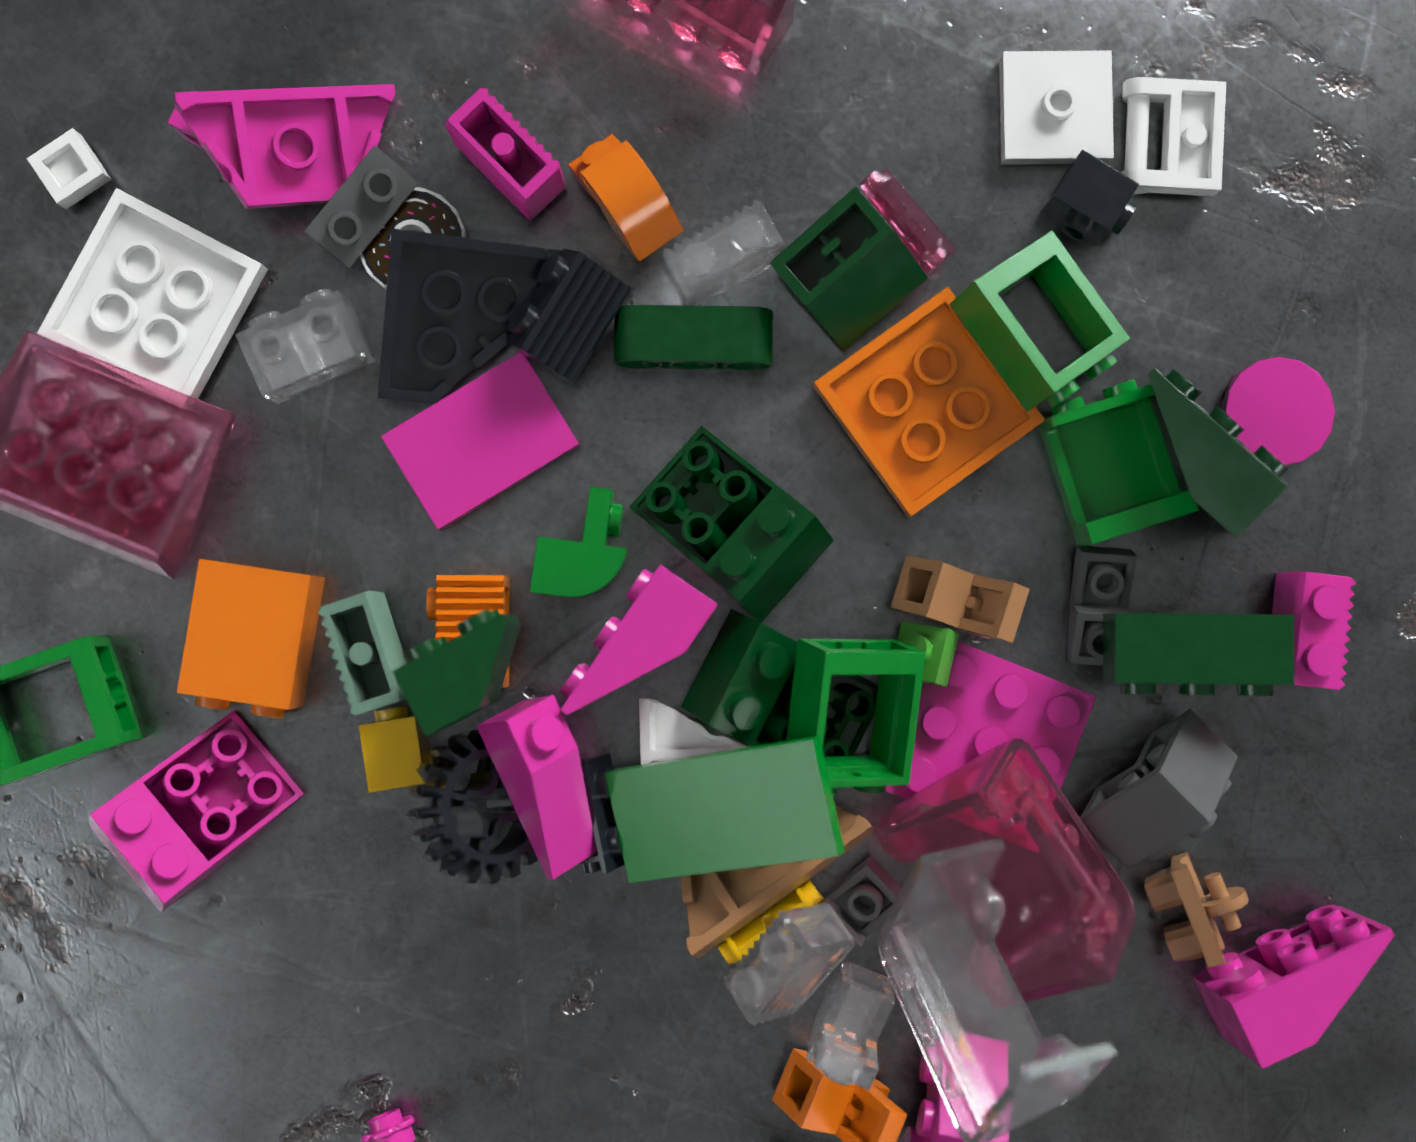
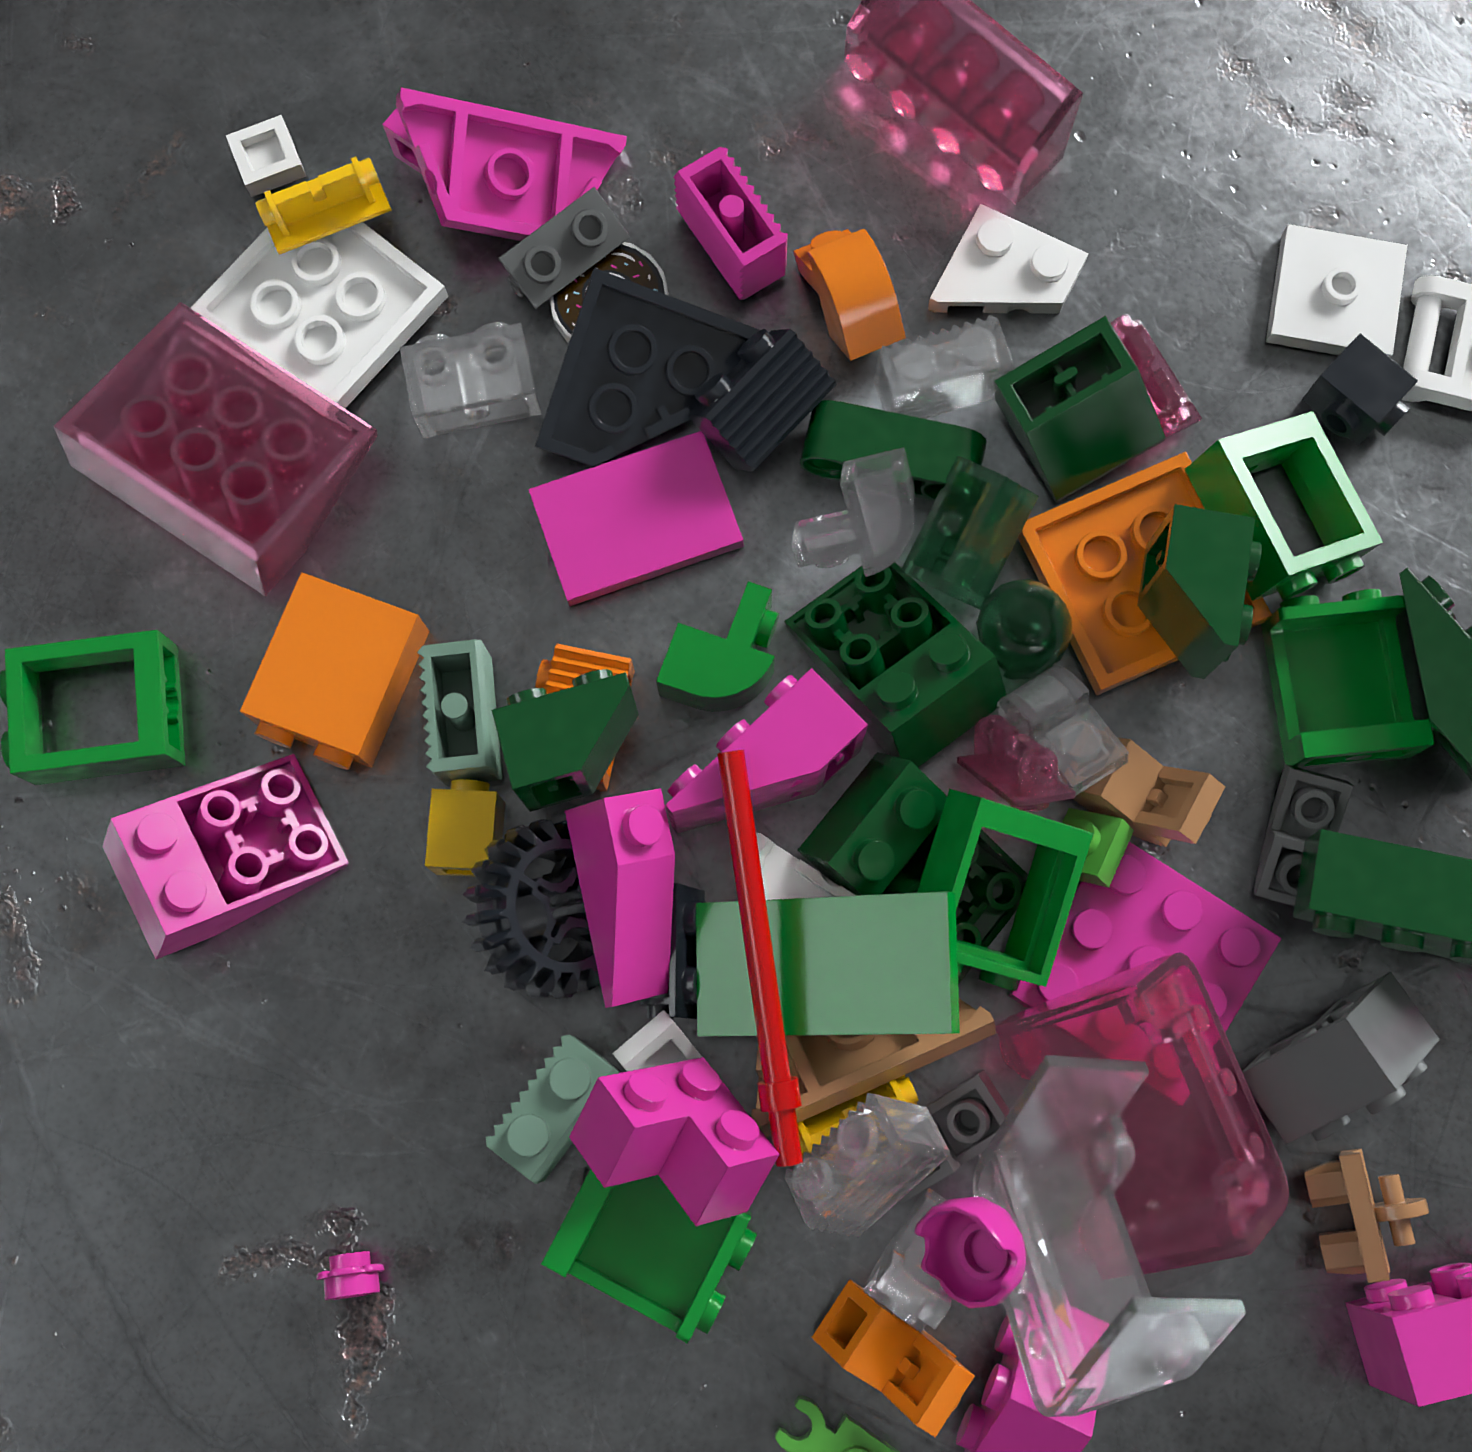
camera: 20 degrees right, 10 degrees down
(132, 212) = (323, 205): none -> yellow hinge
(523, 966) = (541, 1123): none -> sand green brick
(601, 905) = (655, 1045): none -> white plate
(627, 1049) = (649, 1252): none -> green panel
(628, 965) = (678, 1126): none -> dark pink brick
(686, 408) = (876, 521): none -> clear brick
(704, 921) = (778, 1090): none -> red bar
(761, 141) = (1007, 268): none -> white wing
(773, 404) = (969, 532): none -> clear green brick
(836, 477) = (1025, 627): none -> clear green hair
(848, 606) = (1014, 766): none -> clear pink hinge
(883, 563) = (1058, 716): none -> clear brick
(888, 1019) = (972, 1250): none -> dark pink hair
(977, 417) = (1198, 583): none -> dark green slope

